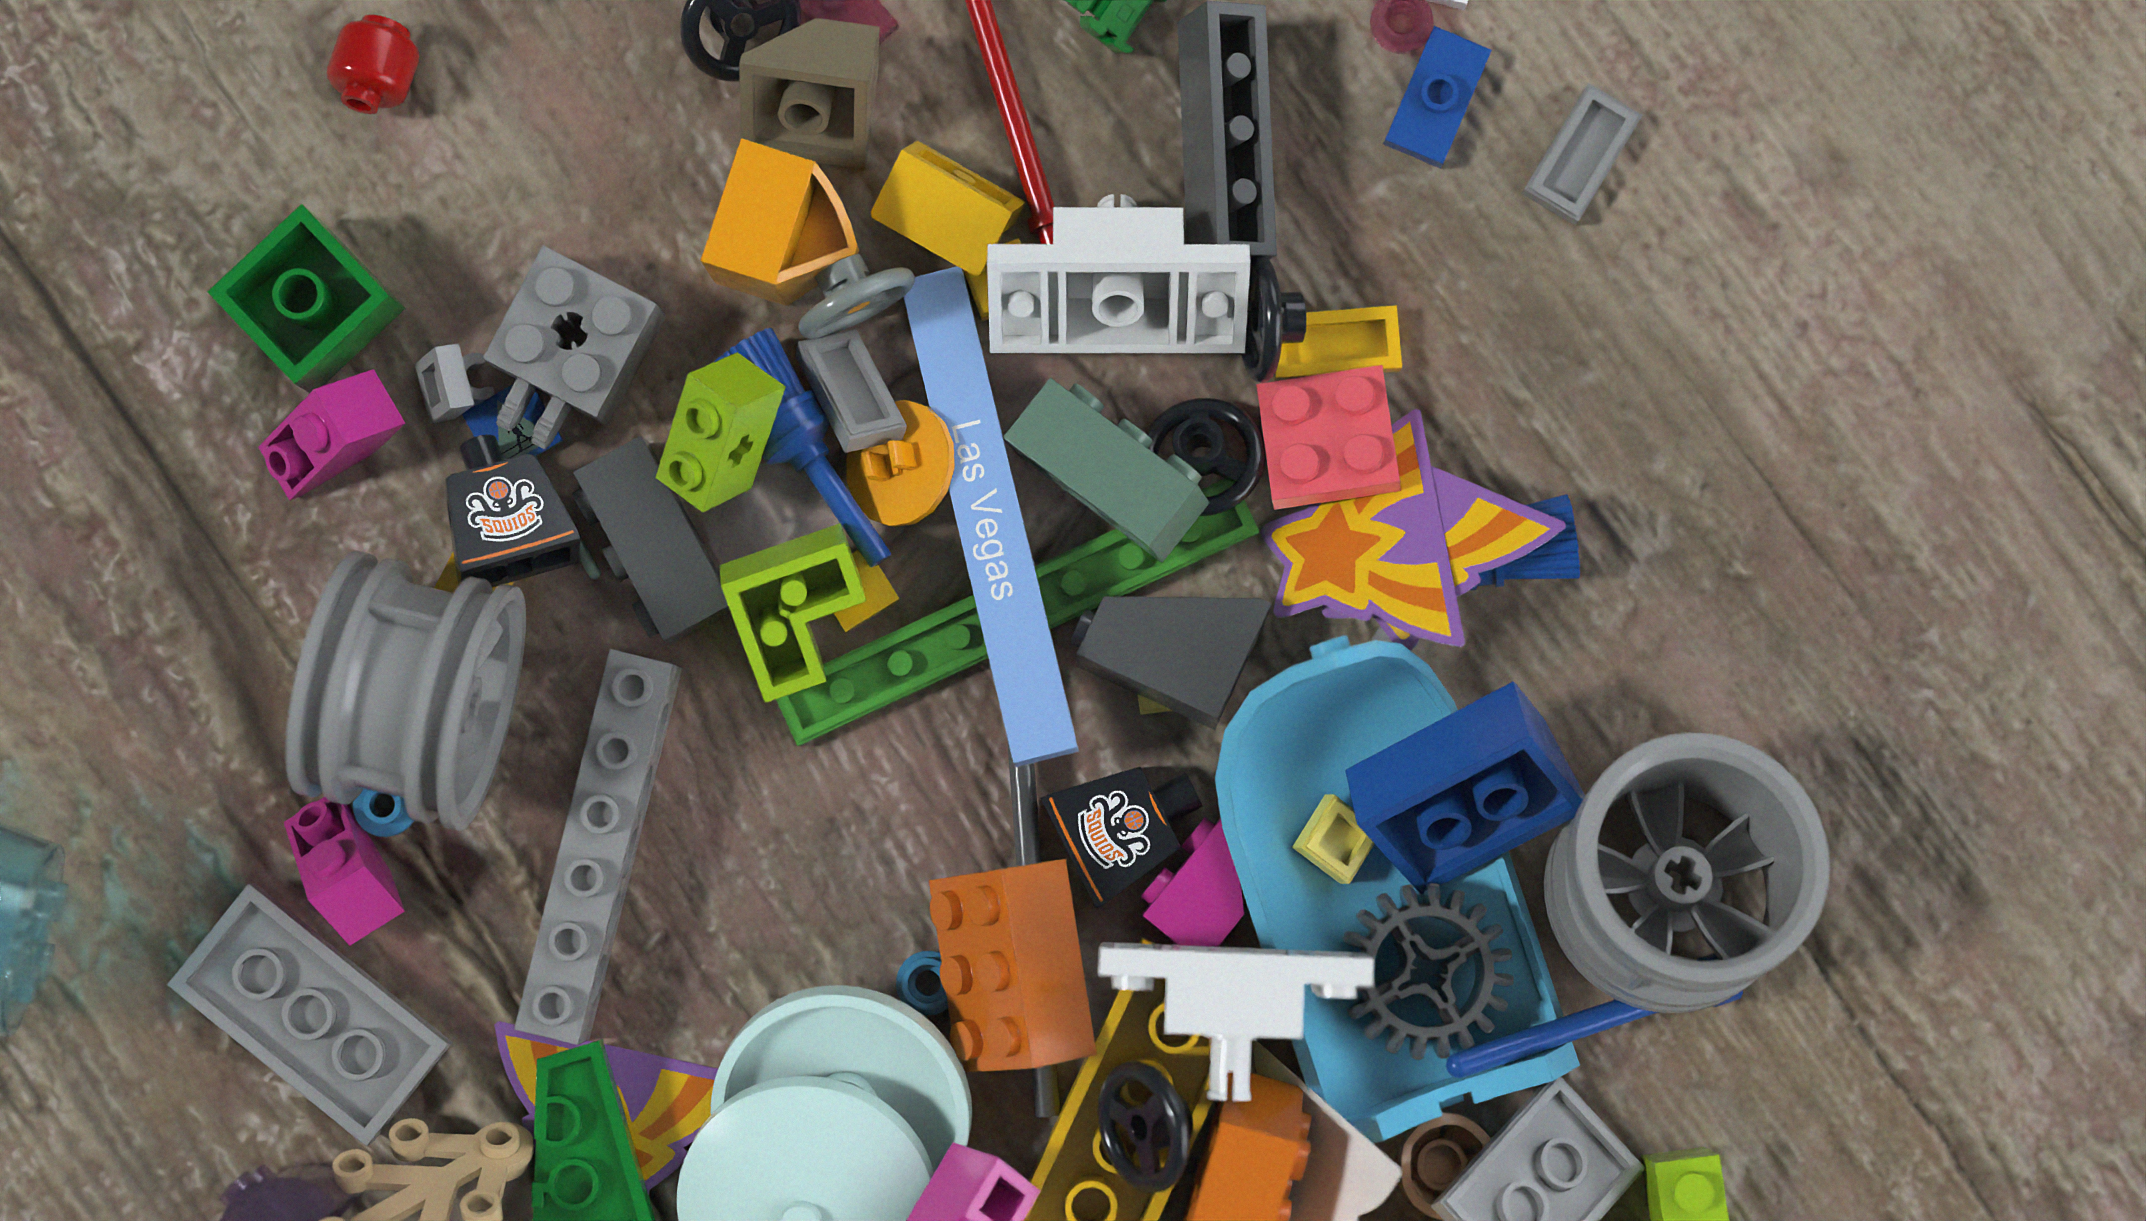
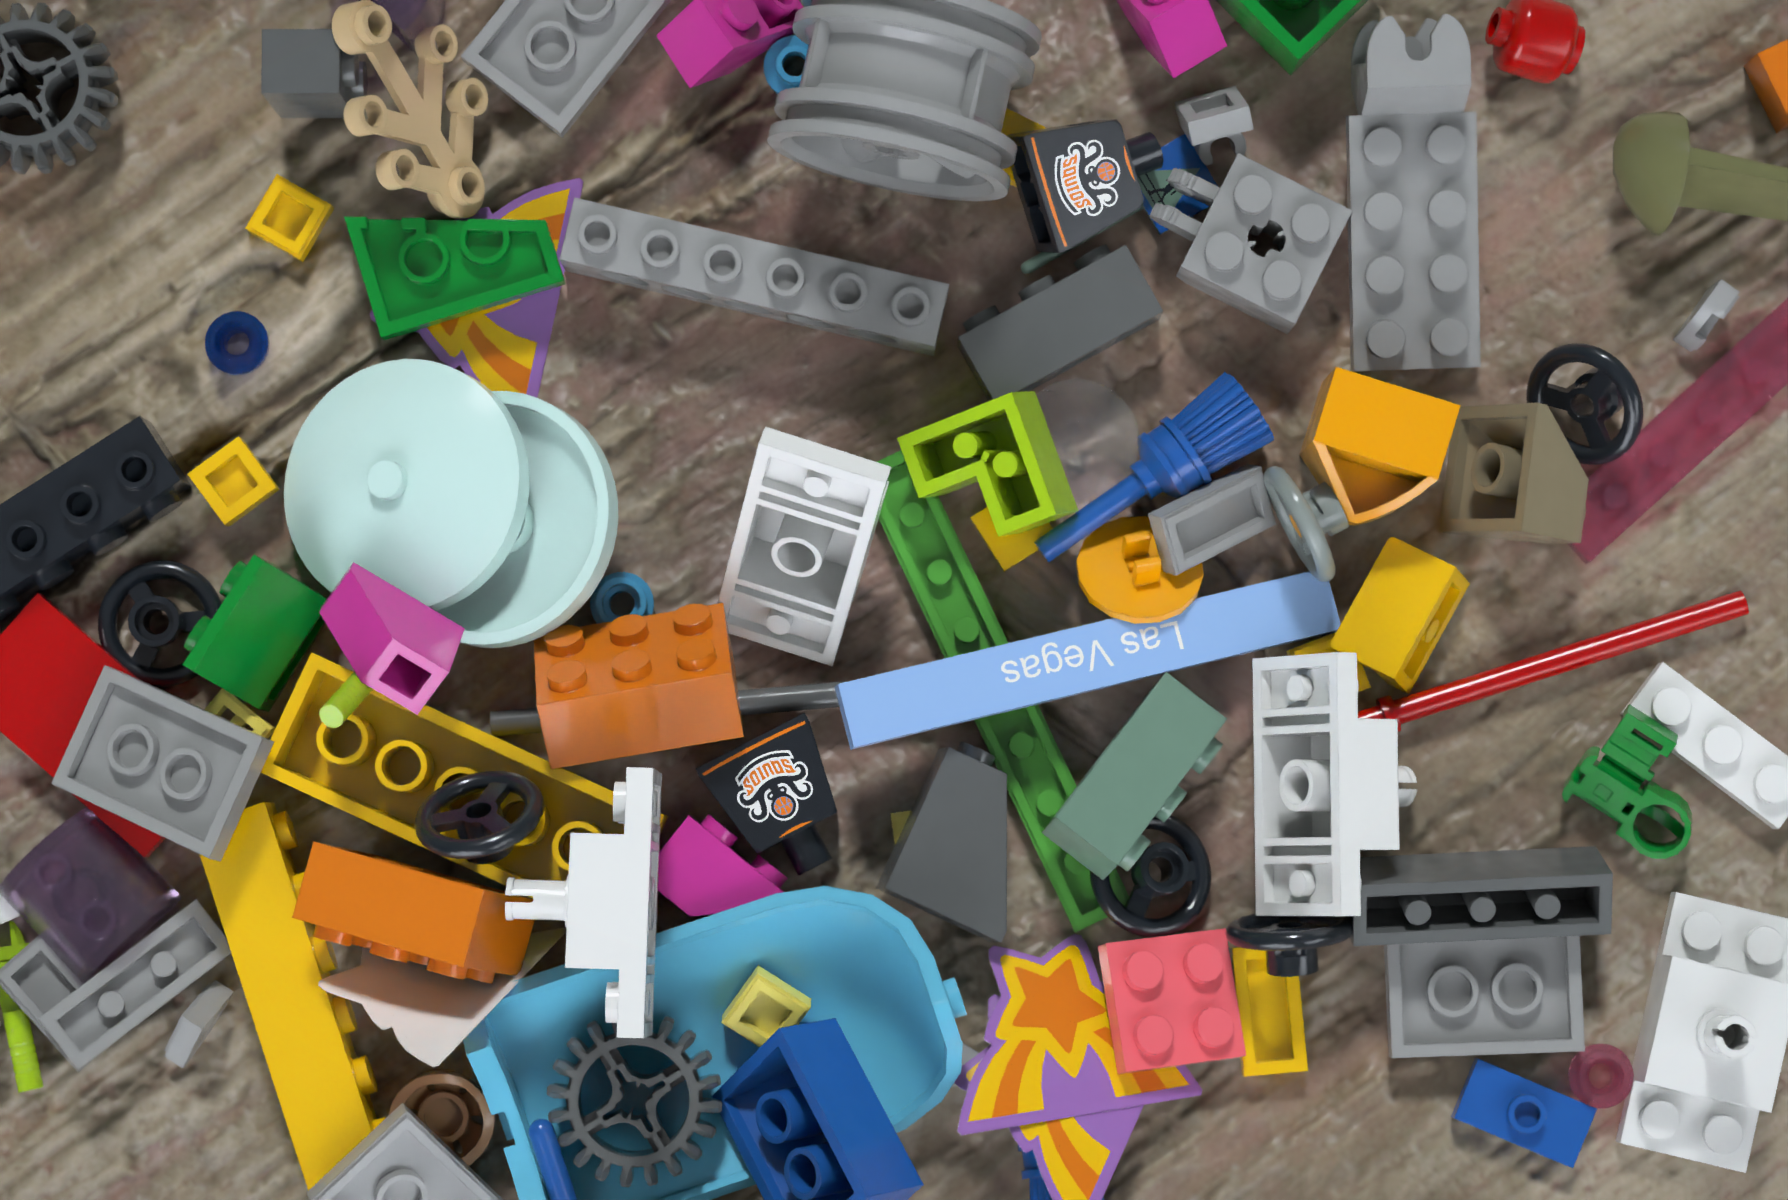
camera: 85 degrees right, 0 degrees up
(530, 187) = (1412, 199): none -> light grey hinge
(719, 431) = (1166, 389): lime brick -> none
(871, 799) = (801, 545): none -> white brick
(1326, 132) = (1484, 997): none -> light grey plate

